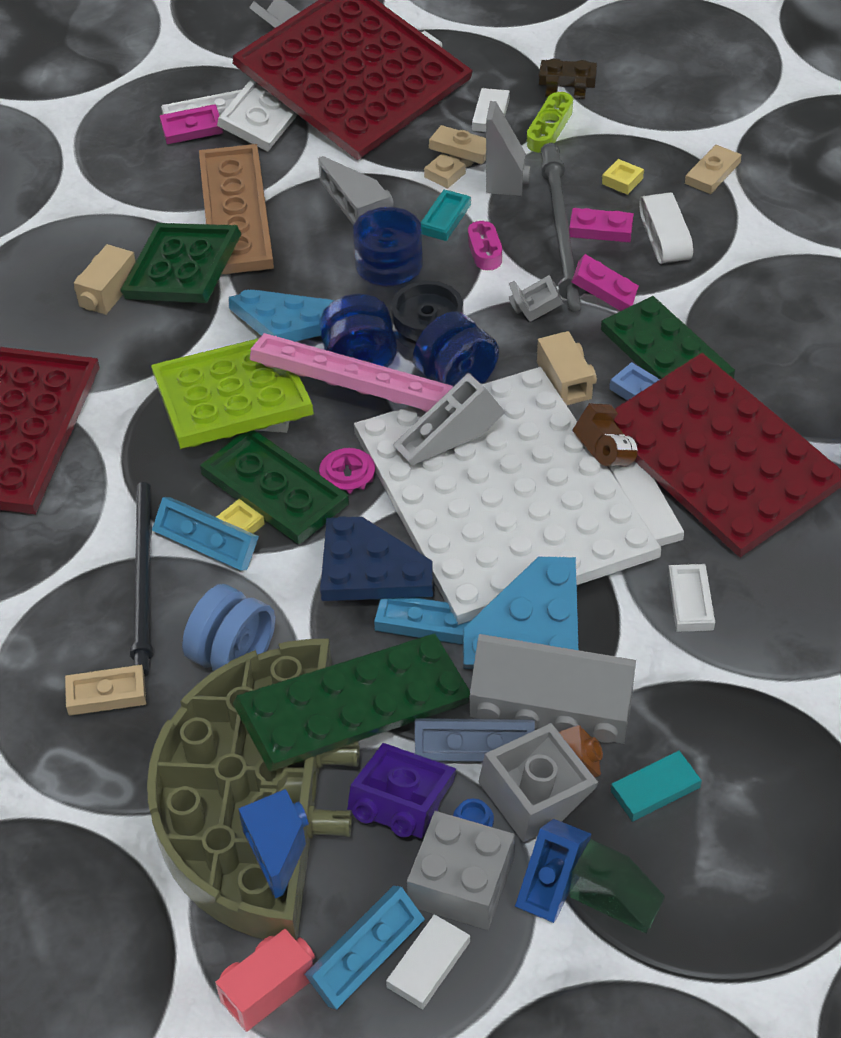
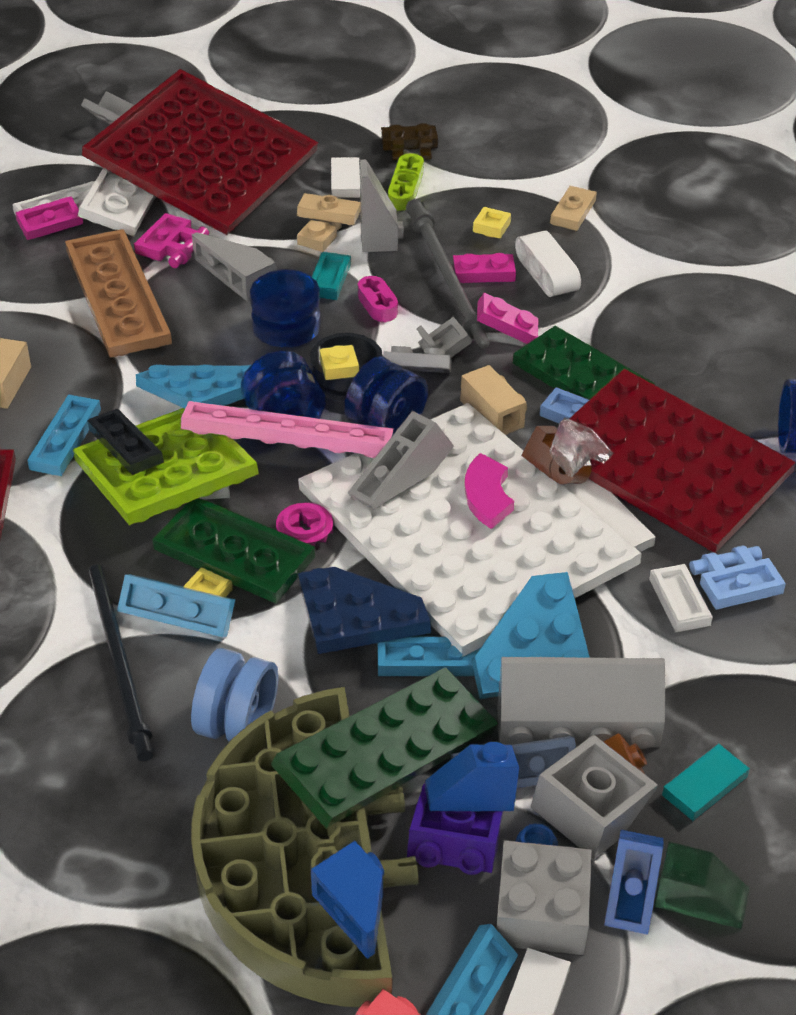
camera: 15 degrees left, 5 degrees down
(105, 690) = (113, 778): tan plate -> none
(148, 349) = (63, 435): none -> dark azure plate
(181, 262) = (78, 347): dark green plate -> none
(198, 364) = (125, 441): none -> black tile
(295, 156) = (165, 240): none -> dark pink plate
(415, 311) = (339, 362): none -> light yellow plate
(426, 748) = (475, 780): none -> blue slope
(511, 318) = (431, 361): none -> light grey plate
(524, 461) = (484, 490): none -> dark pink tile
(623, 427) = (576, 445): none -> clear slope
(753, 592) = (737, 576): none -> light blue plate

